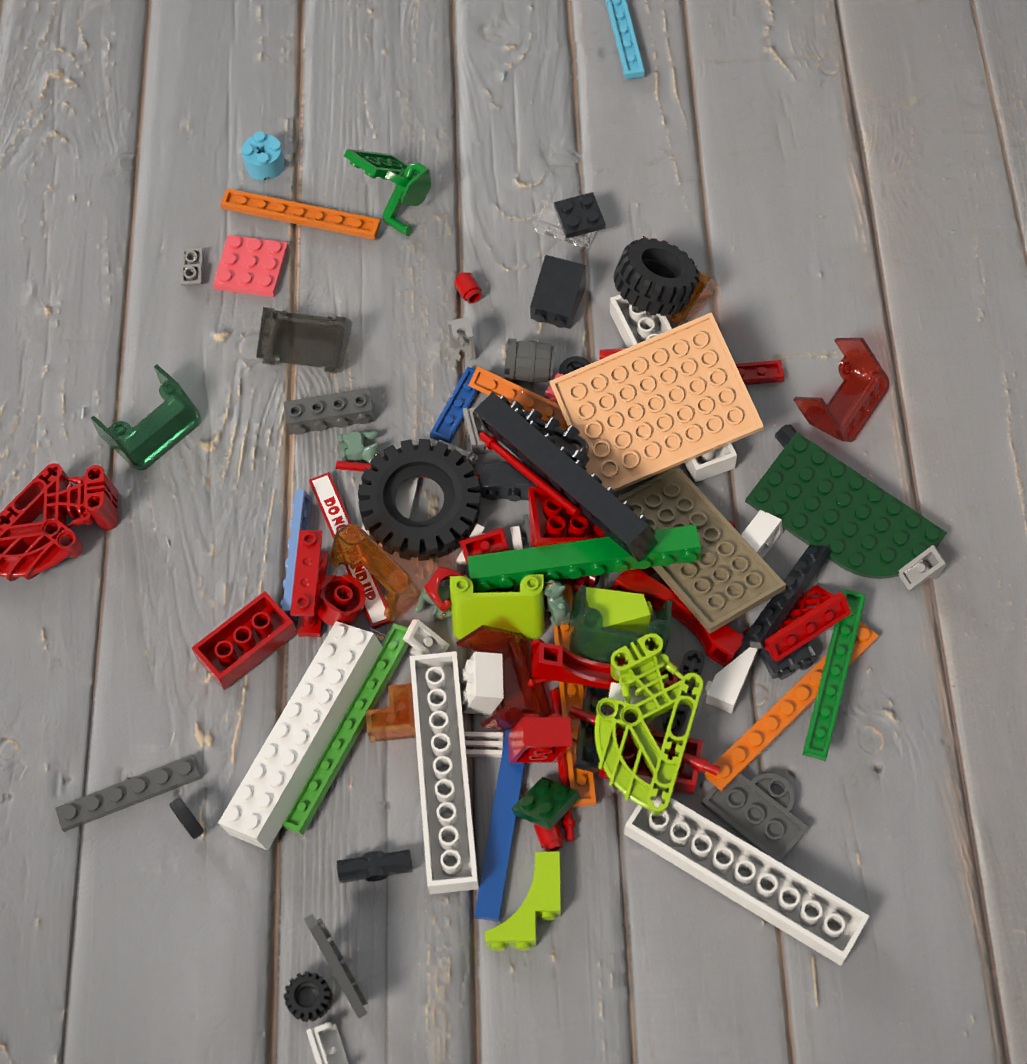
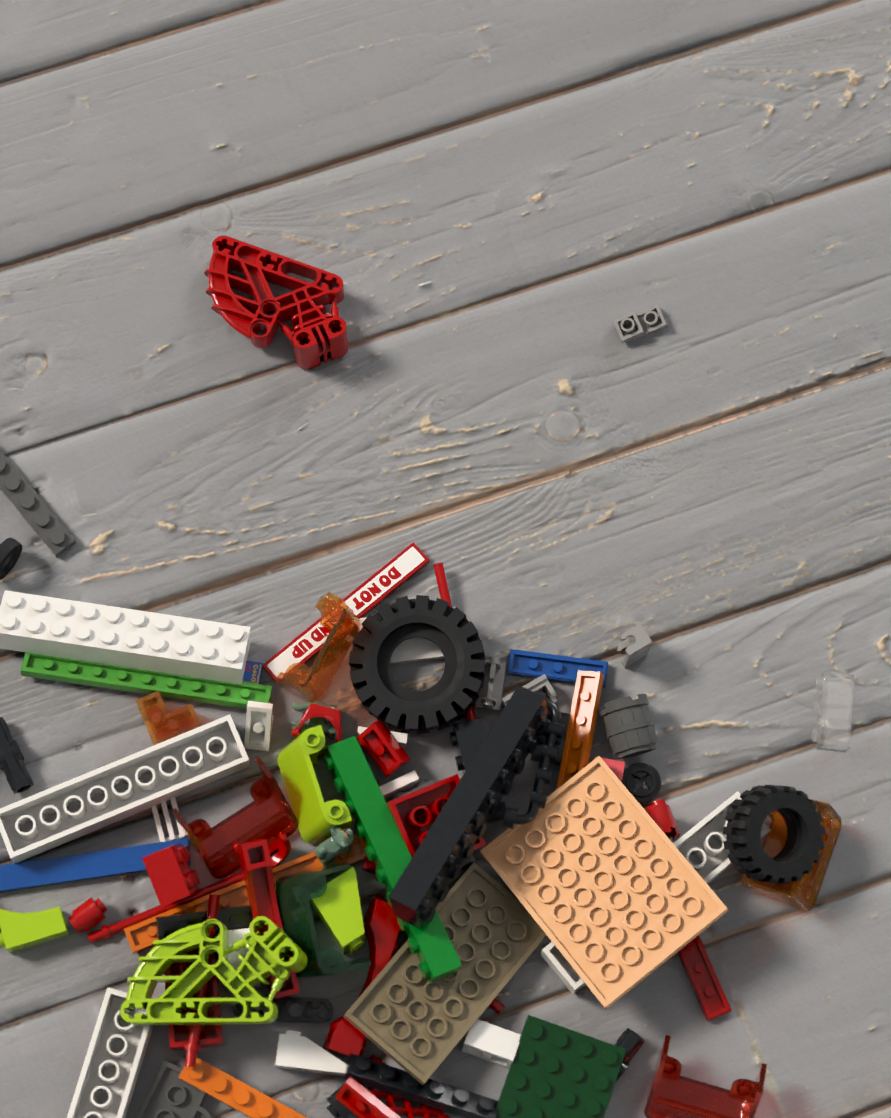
camera: 65 degrees right, 10 degrees up
(158, 430) = (422, 370): clear green windscreen -> none
(244, 640) = (206, 544): red brick -> none
(250, 266) = (664, 385): coral plate -> none
(262, 156) = (810, 331): medium azure brick -> none
(300, 214) = (749, 414): orange plate -> none
(300, 521) = (321, 561): medium blue plate -> none
(303, 339) = (583, 475): clear smoke windscreen -> none
(308, 578) = (283, 586): red fence -> none
(328, 411) = (501, 534): dark grey brick -> none
(340, 599) = (288, 617): red brick -> none
(356, 446) = (470, 576): sand green animal -> none
(411, 182) = (831, 495): green plate -> none
(468, 287) = (711, 629): red brick -> none
(482, 683) = (223, 796): white brick -> none
(546, 803) = (115, 901): dark green plate -> none
(558, 292) = (731, 731): black slope -> none
(579, 215) = (843, 723): black plate -> none

